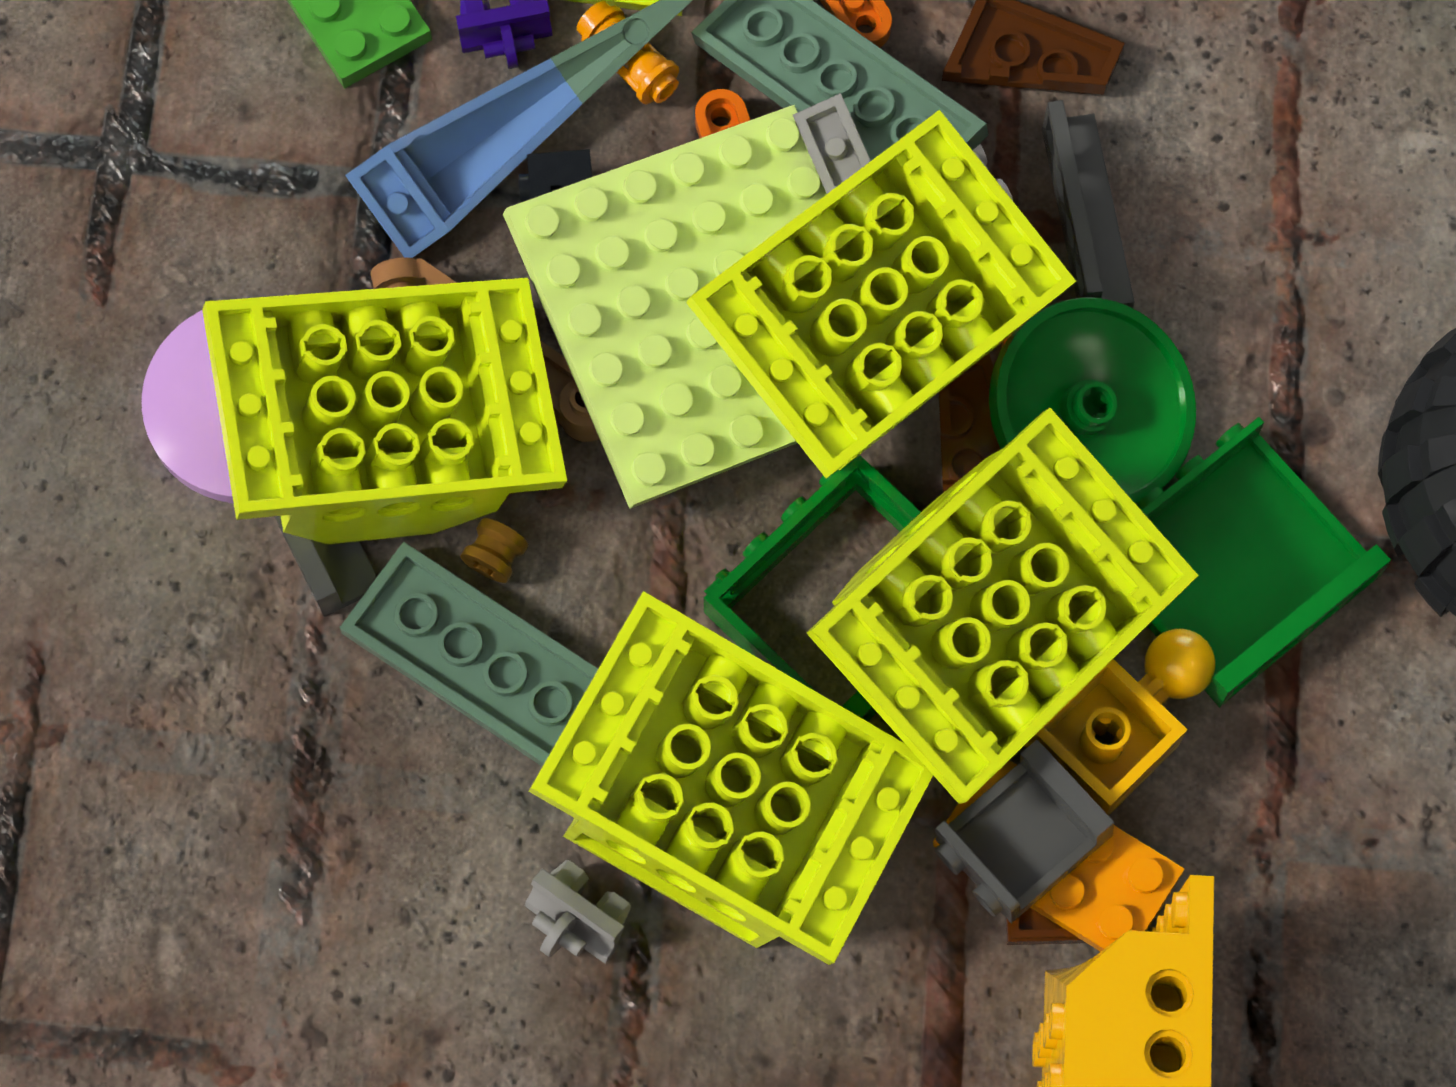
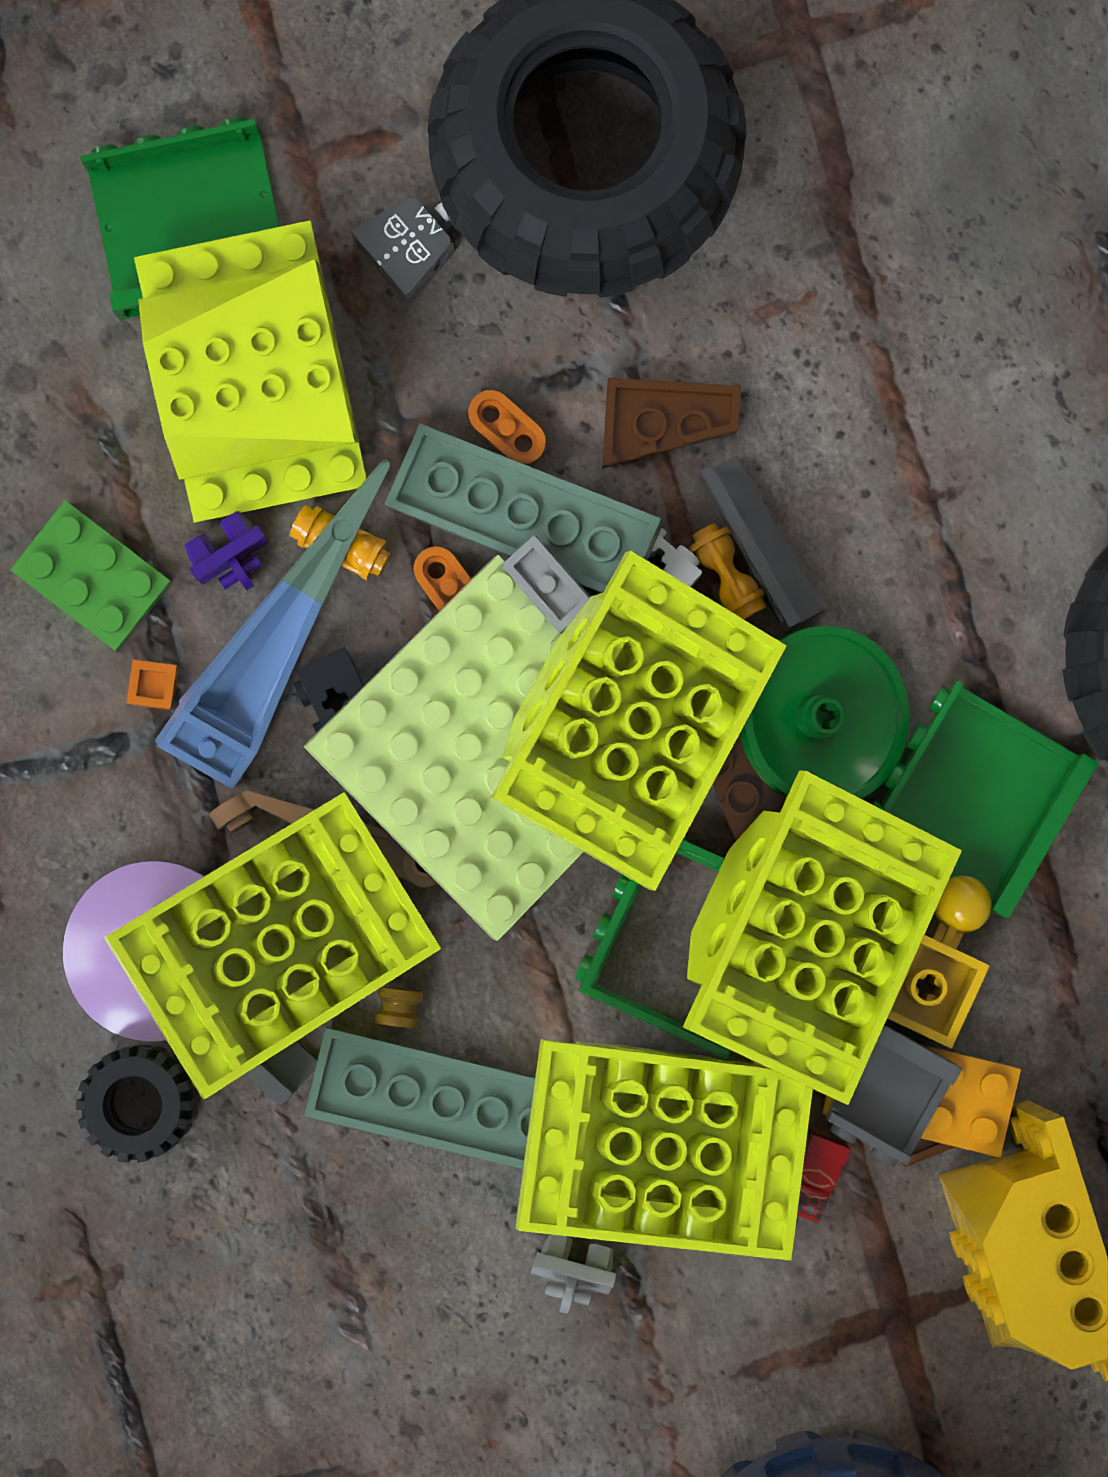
camera: 20 degrees left, 15 degrees up
(135, 512) = (100, 1114): none -> black tyre
(366, 125) = (152, 684): none -> orange plate
(900, 909) = (821, 1170): none -> red leg
(1037, 198) = (737, 590): none -> light orange piece

